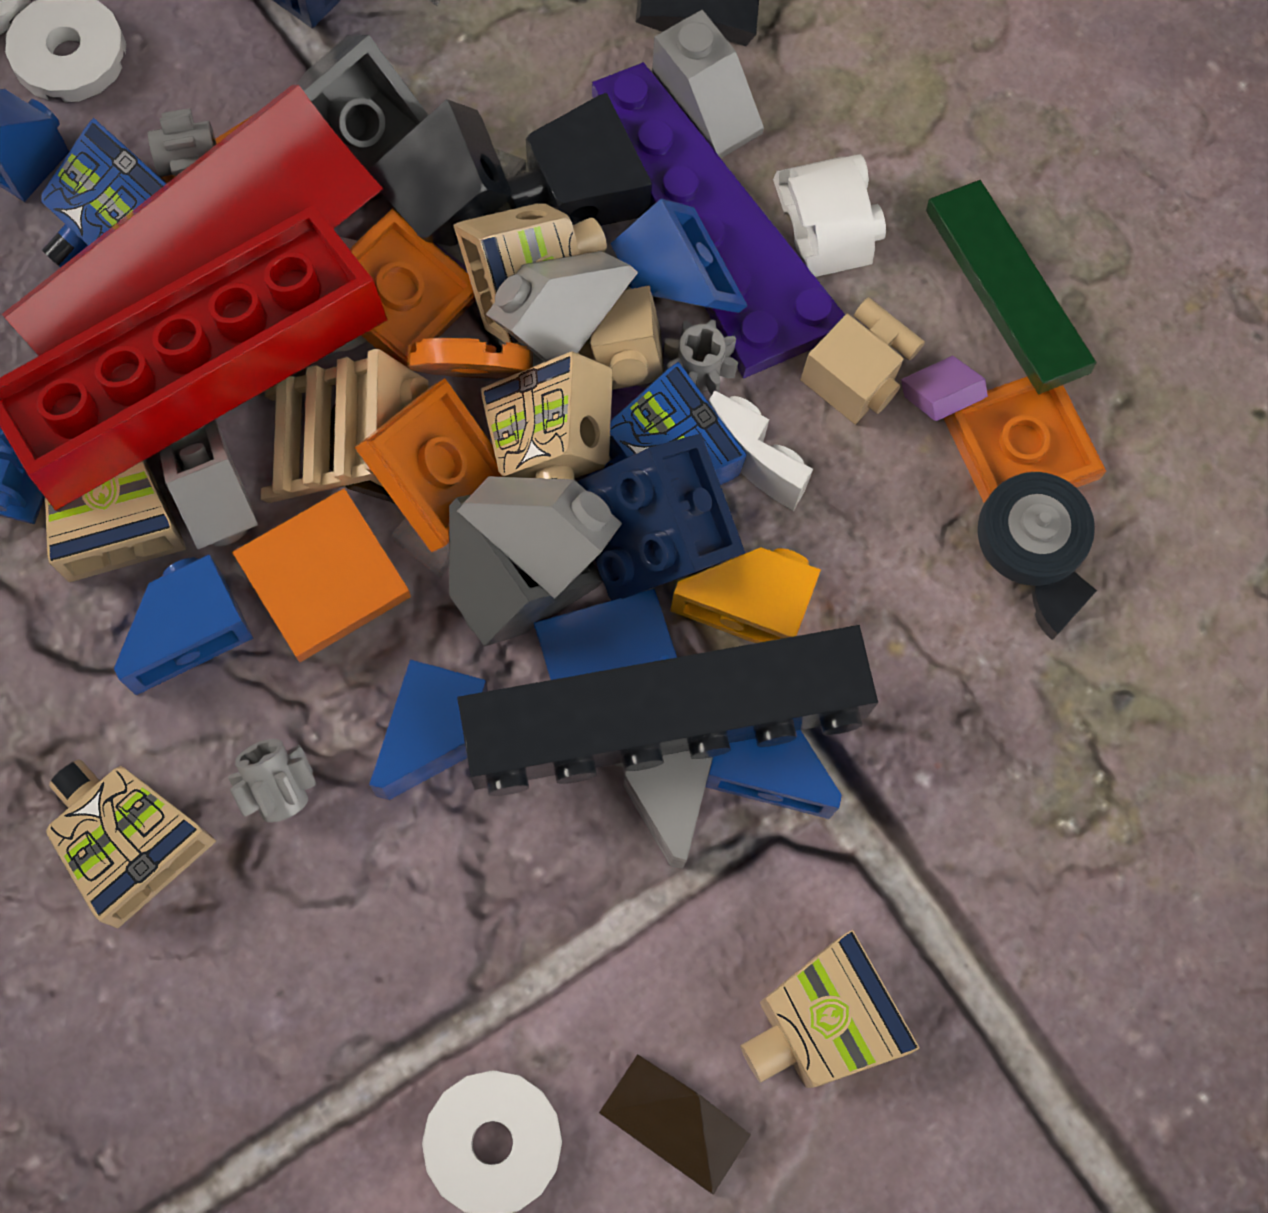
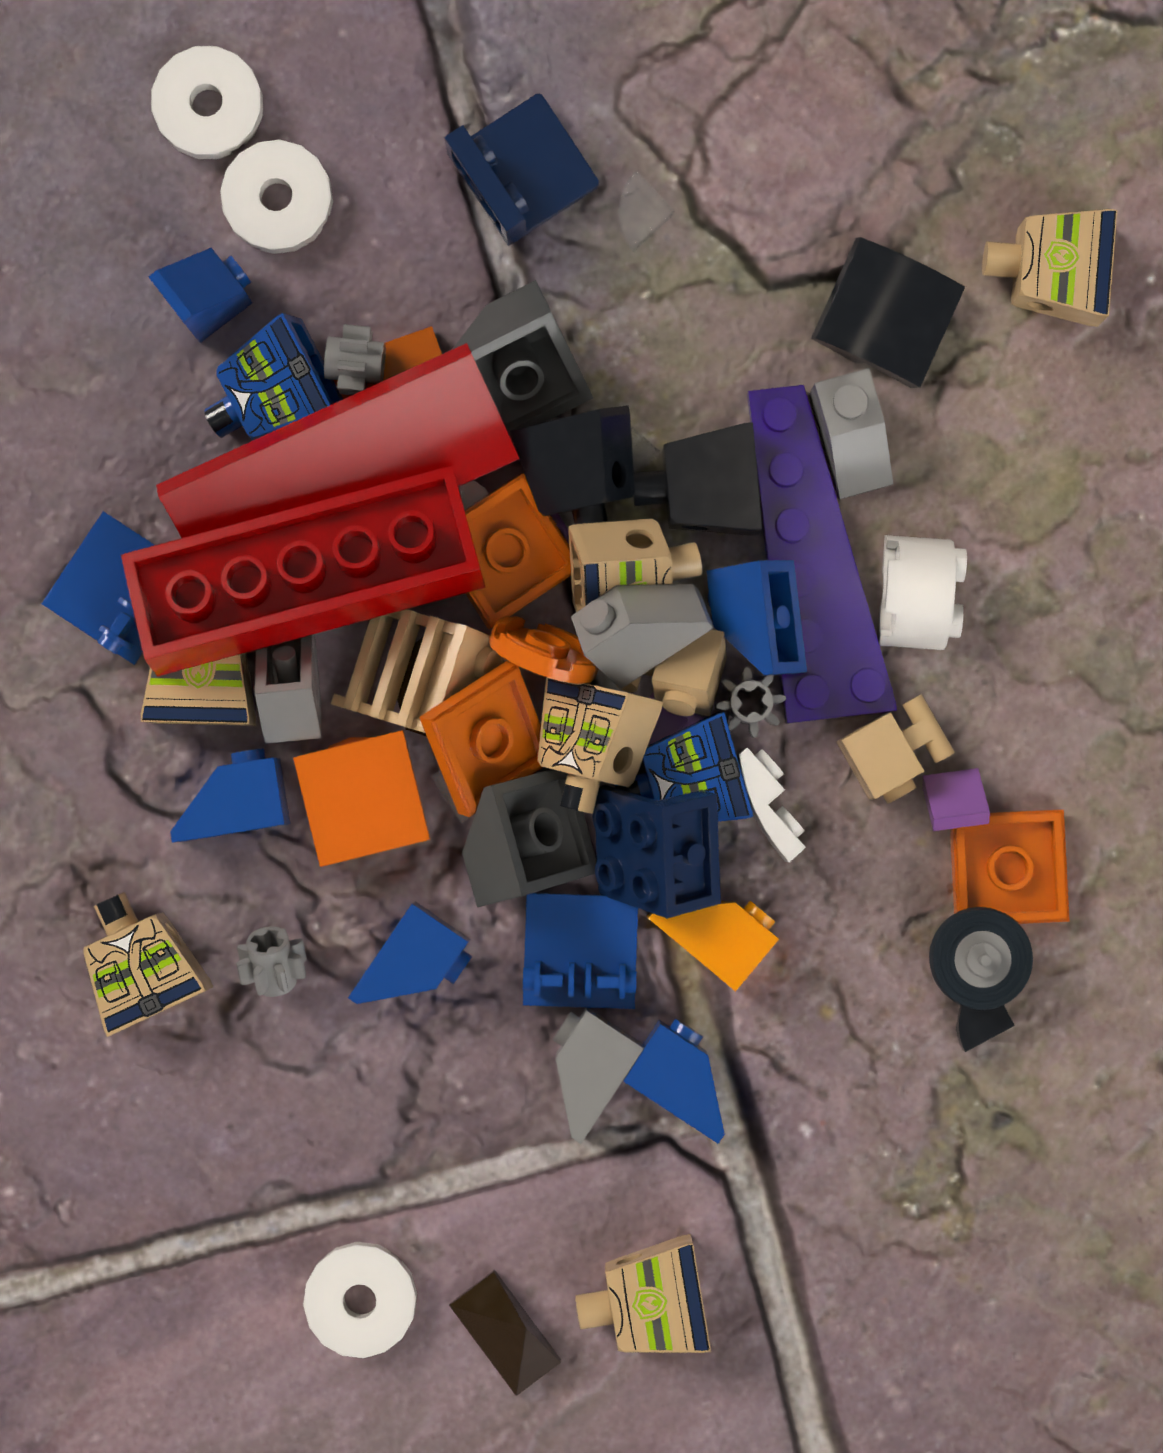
camera: 25 degrees right, 15 degrees up
(542, 525) = (554, 830): light grey slope -> none
(666, 709) = (606, 1025): black brick -> none
(1010, 287) = (1054, 720): dark green tile -> none

